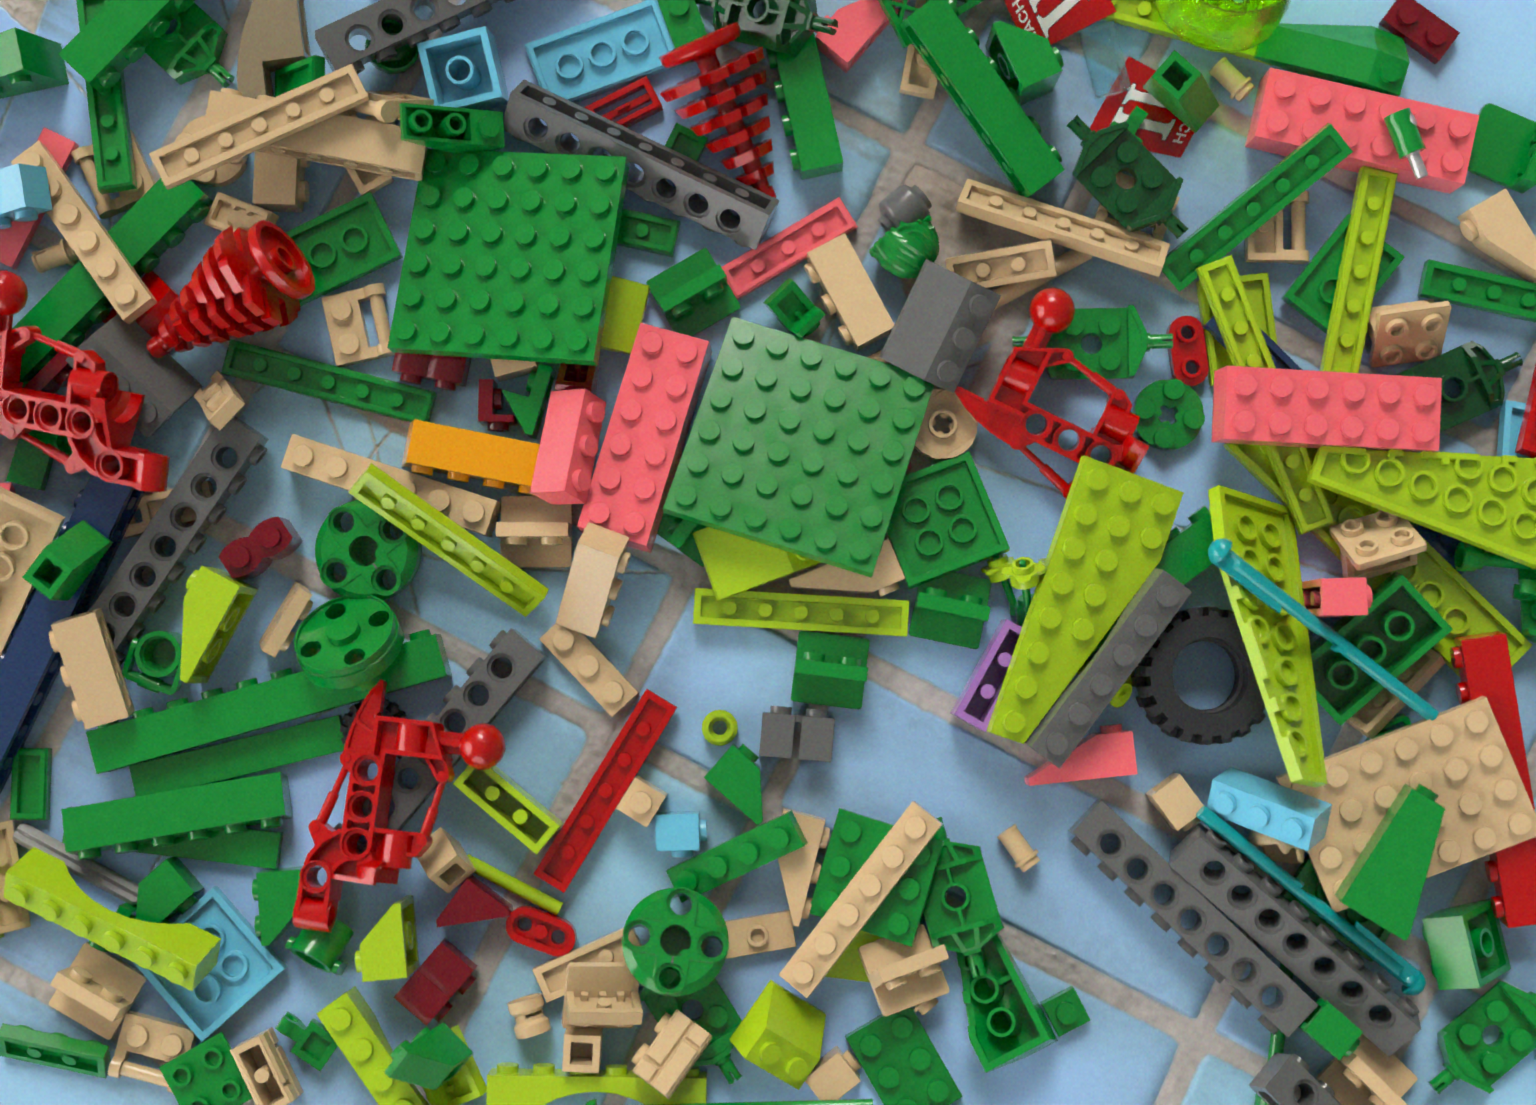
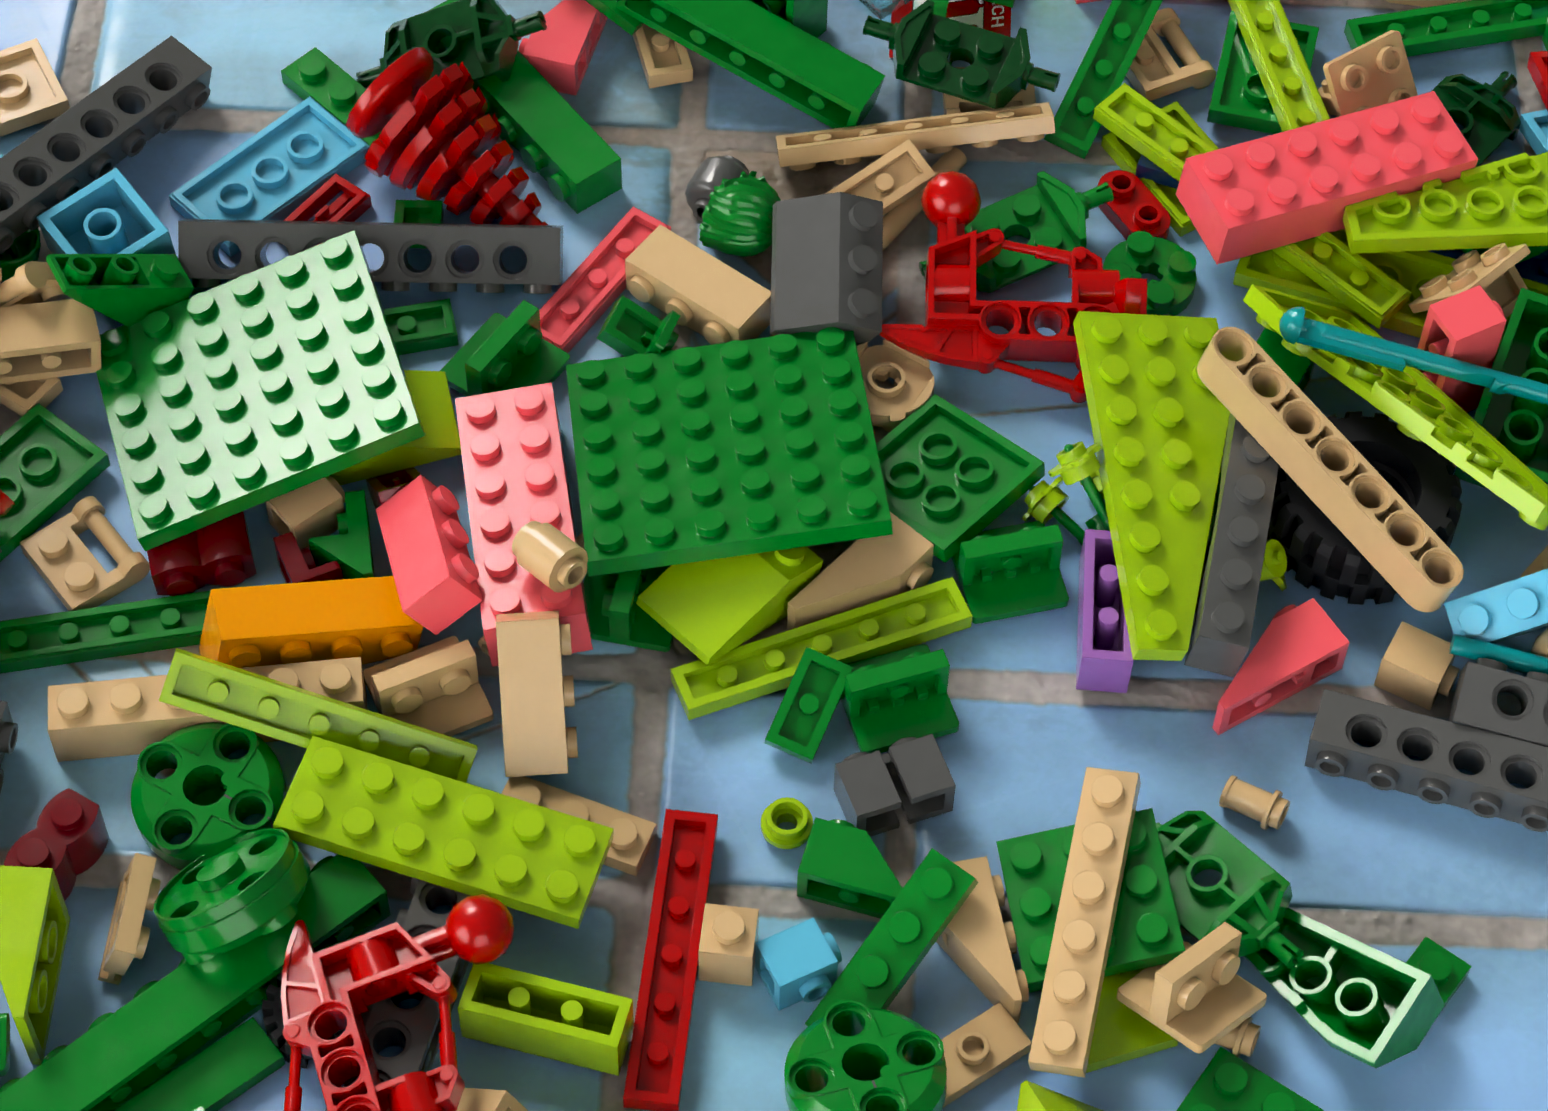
camera: 25 degrees left, 30 degrees down
(495, 654) = (444, 831): none -> lime plate
(637, 502) = (550, 556): none -> tan brick
(770, 655) = (808, 705): none -> green plate
(1193, 682) = (1330, 470): none -> tan beam

